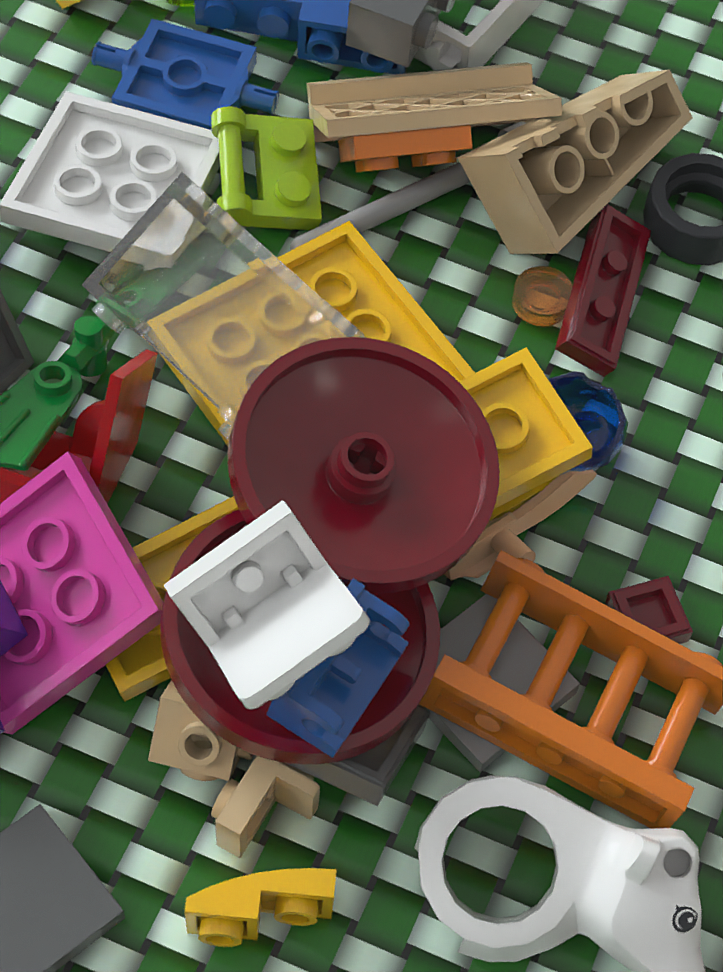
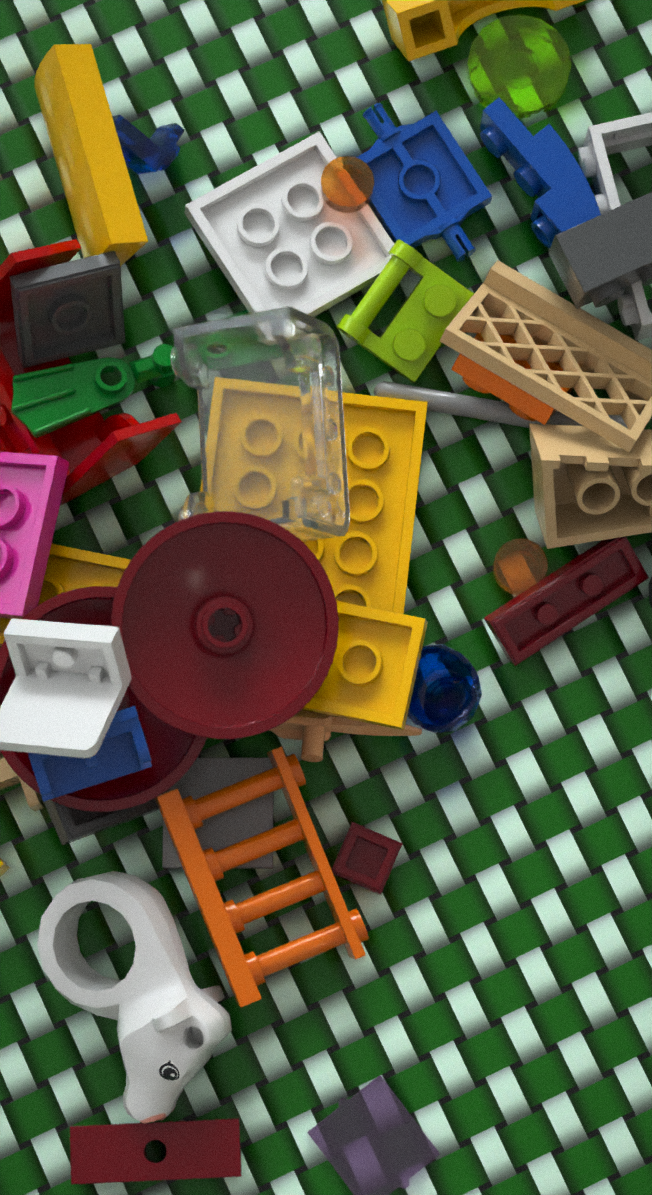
camera: 45 degrees right, 20 degrees up
(128, 106) = (347, 184): none -> clear orange tile

